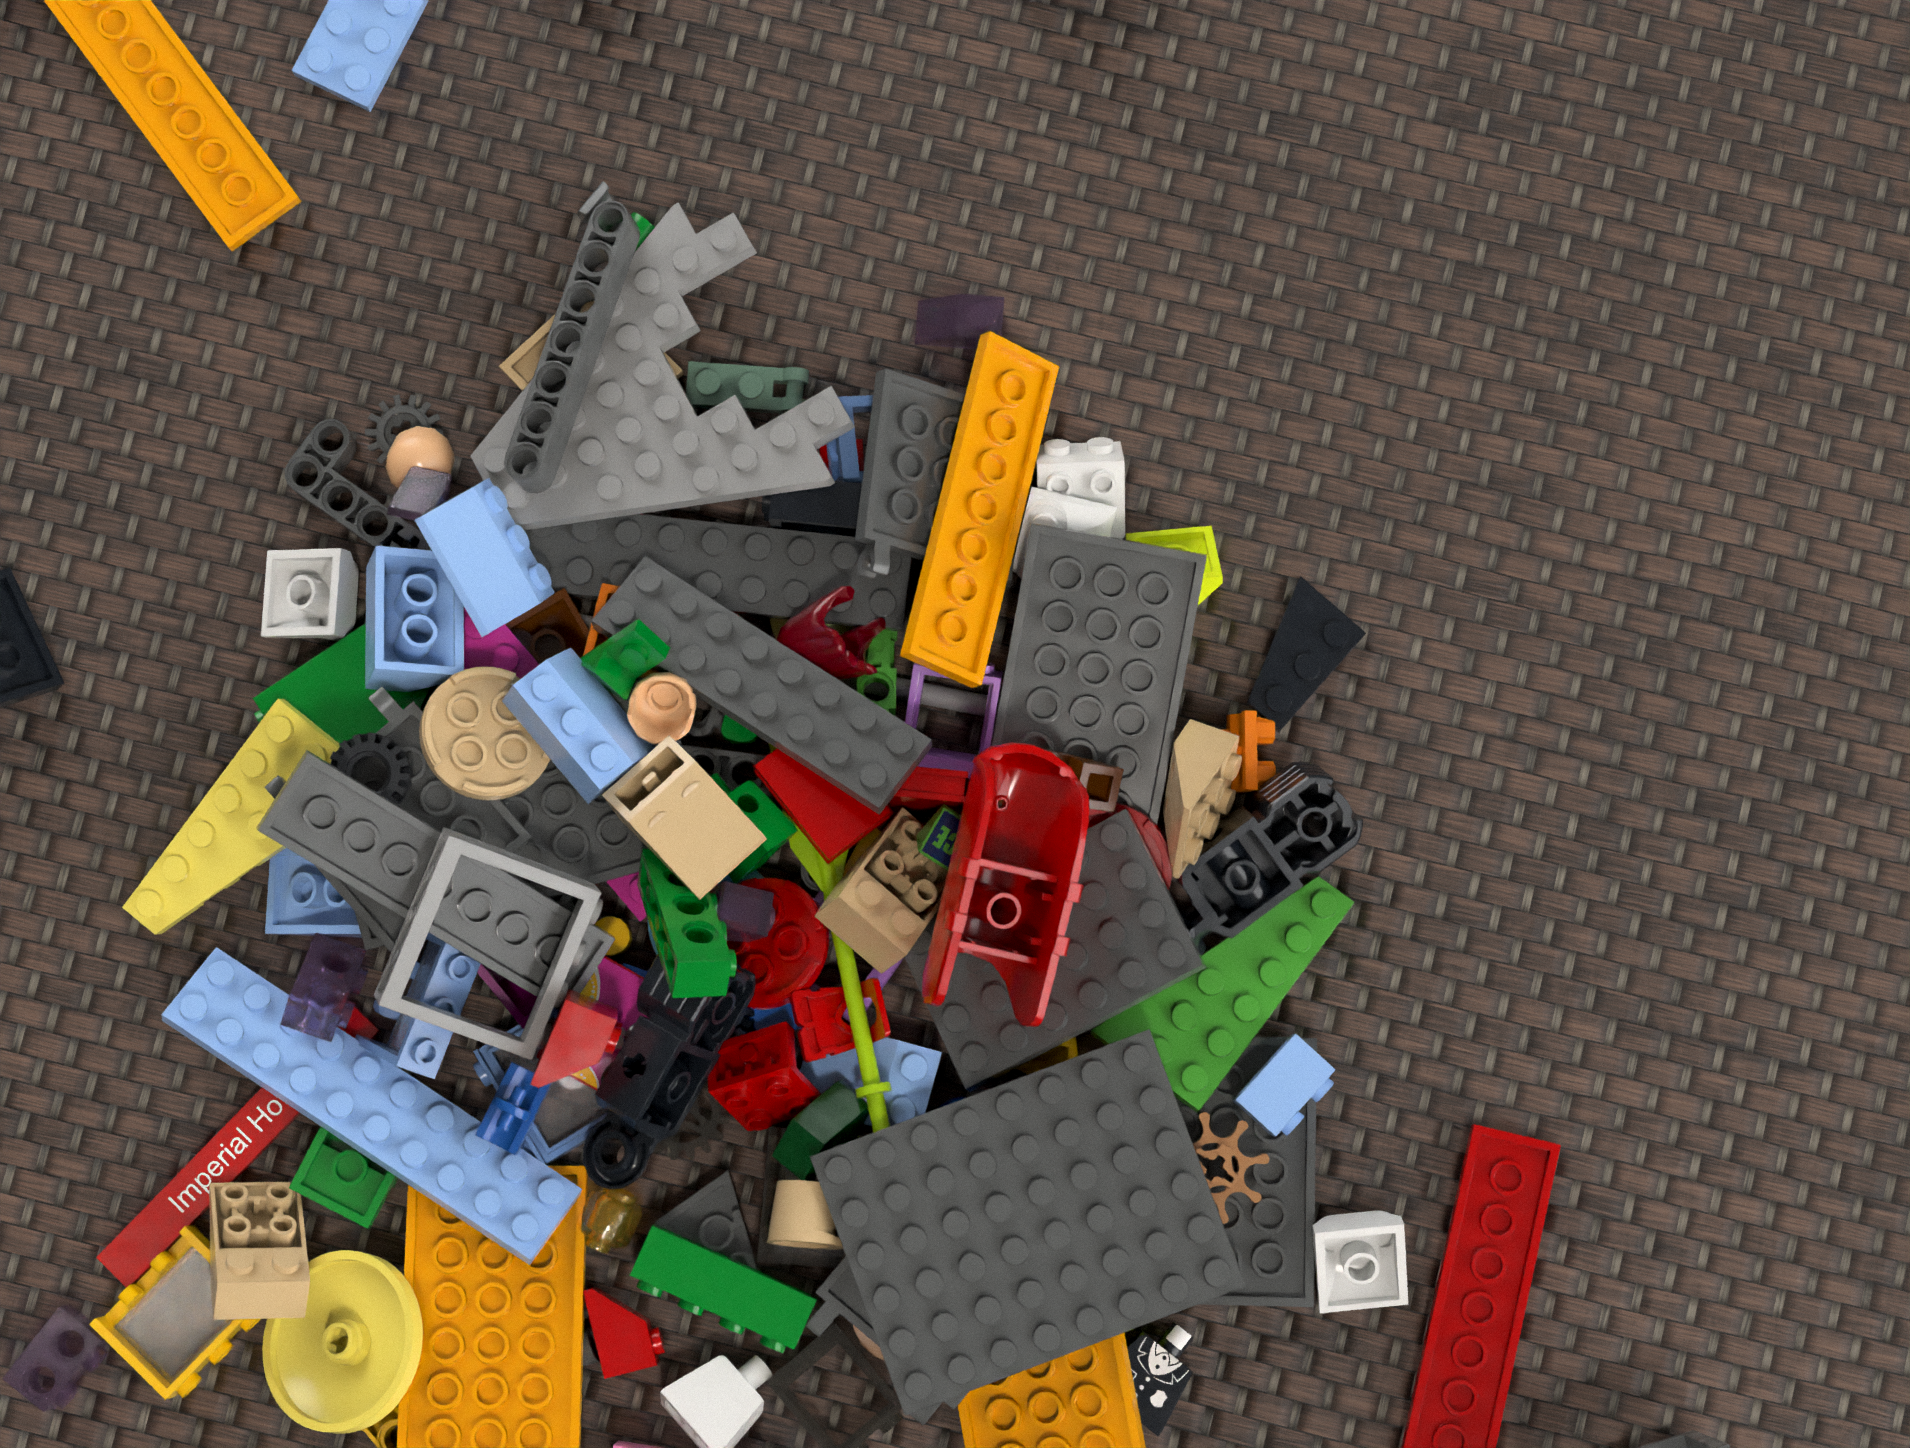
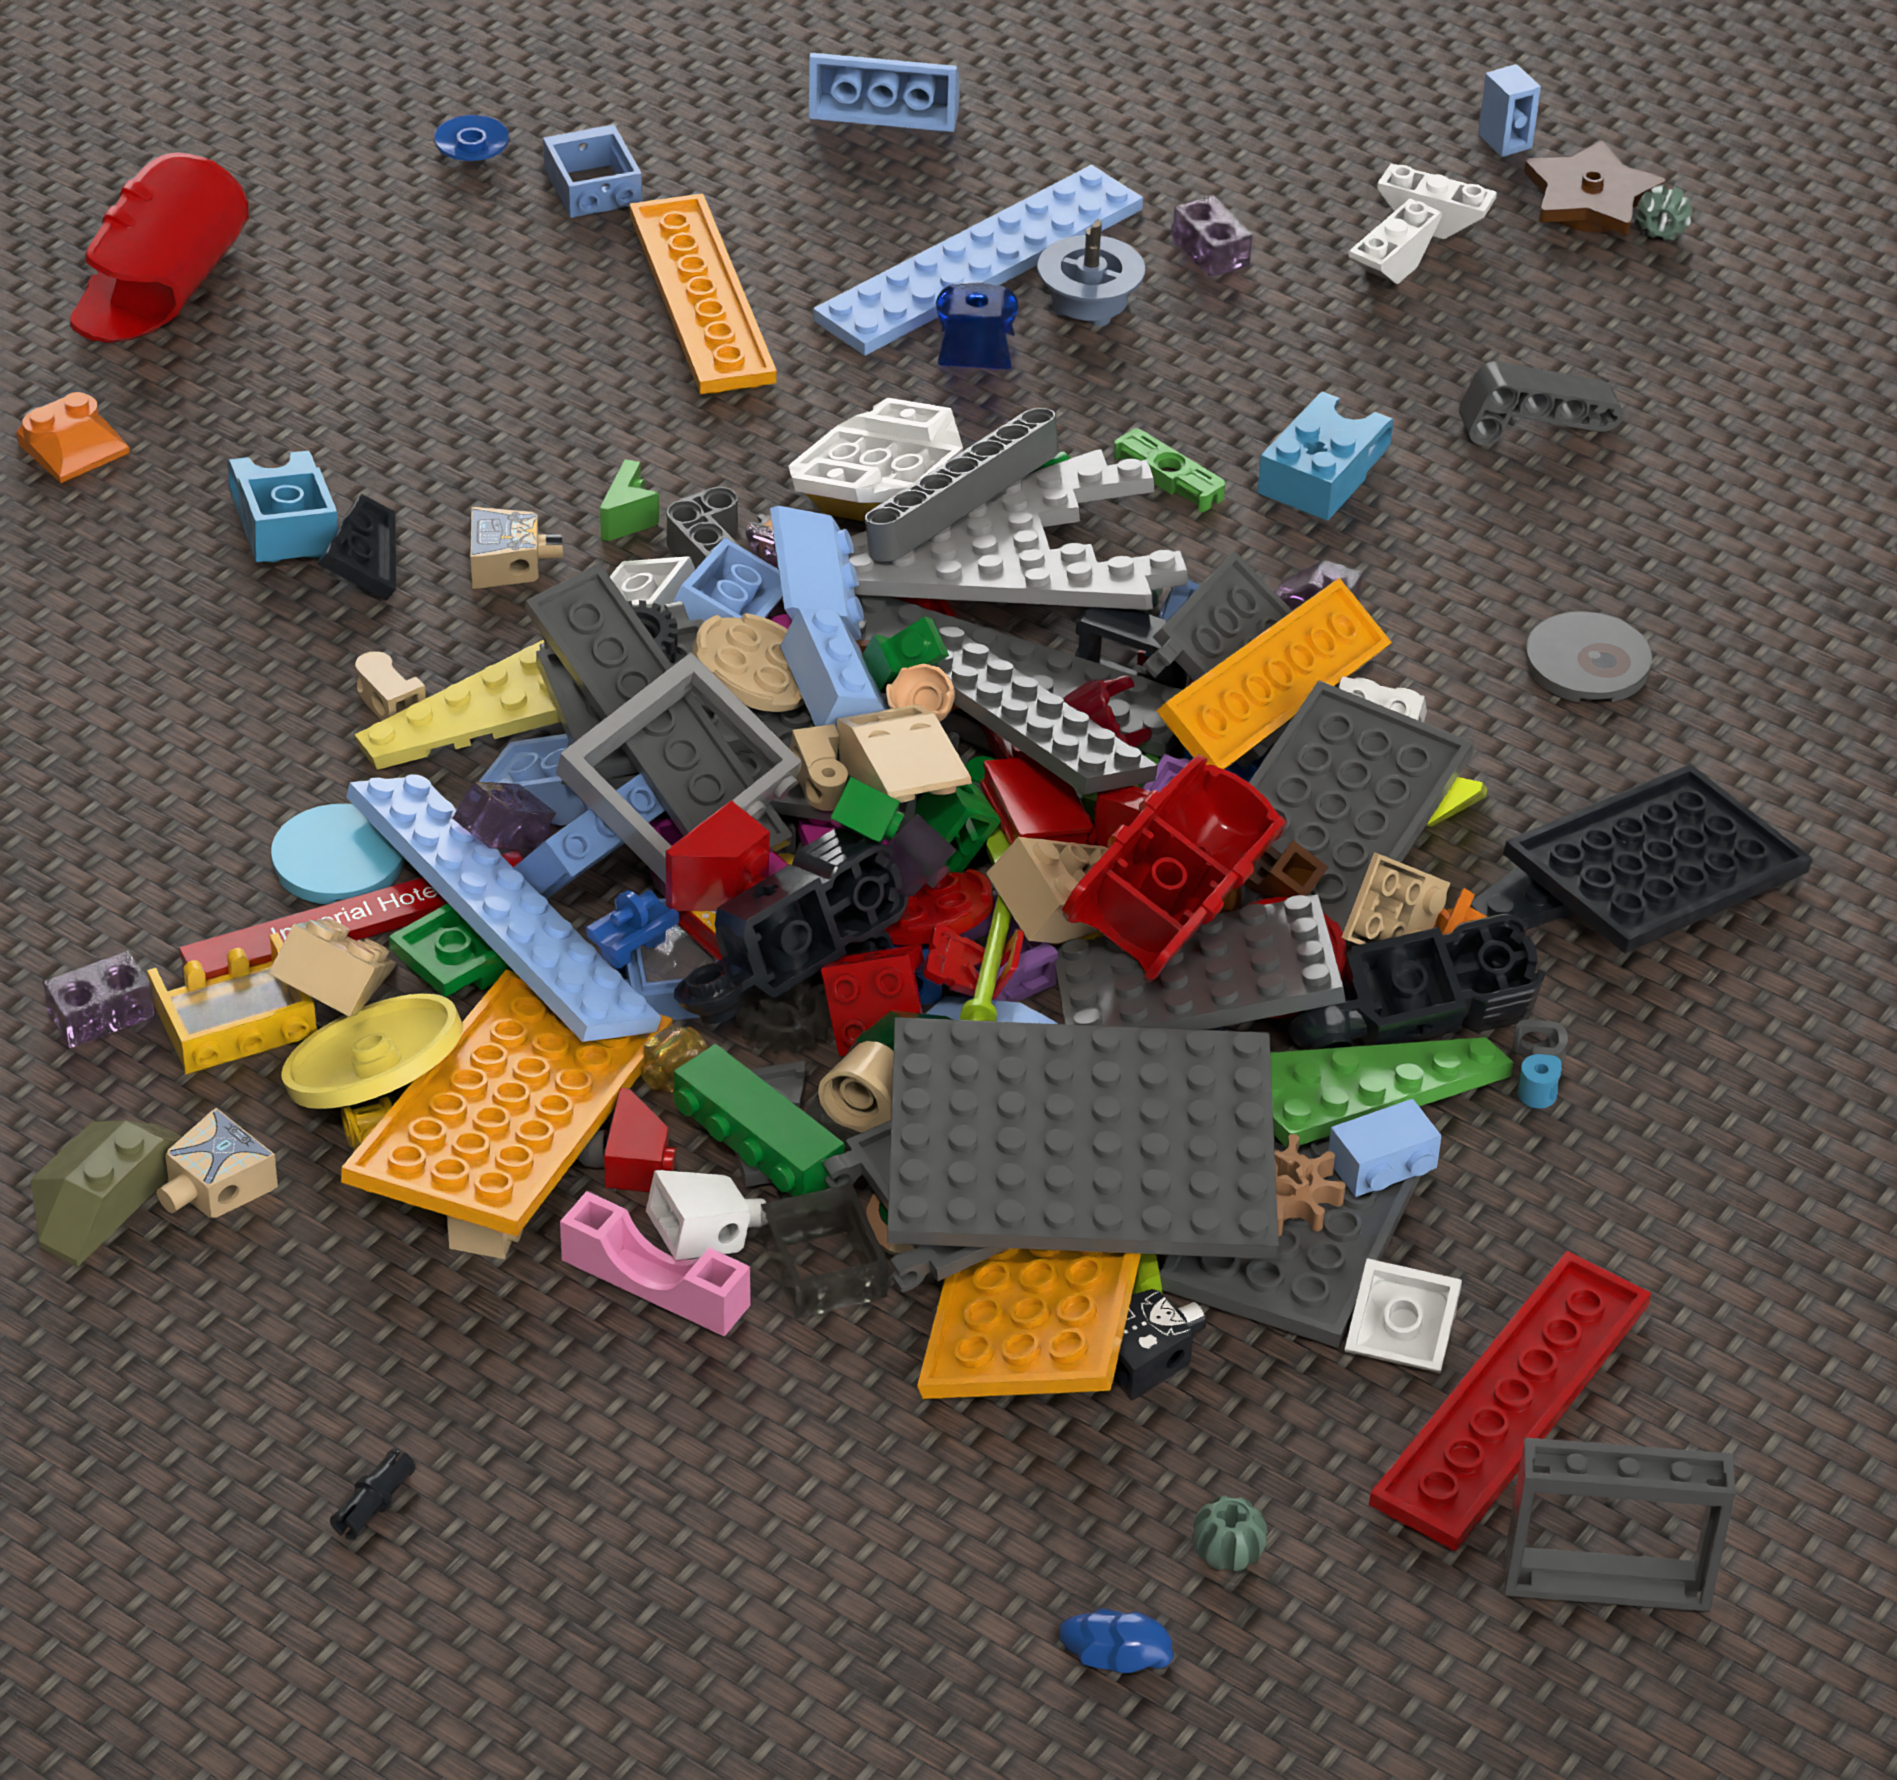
camera: 20 degrees right, 40 degrees down
(111, 827) = (384, 687): none -> tan leg
(146, 580) = (508, 547): none -> torso
(171, 1079) = (333, 855): none -> medium azure tile
(234, 474) = (628, 504): none -> bright green slope
(436, 304) = (875, 456): none -> white piece
(489, 66) = (976, 325): none -> clear blue piece
(614, 856) = (820, 773): none -> tan leg
(723, 164) = (1189, 481): none -> bright green piece
(902, 93) = (1322, 457): none -> dark azure brick
(1248, 296) = (1588, 657): none -> tile
(1385, 908) = (1543, 1067): none -> leg
(1405, 581) = (1657, 857): none -> black plate

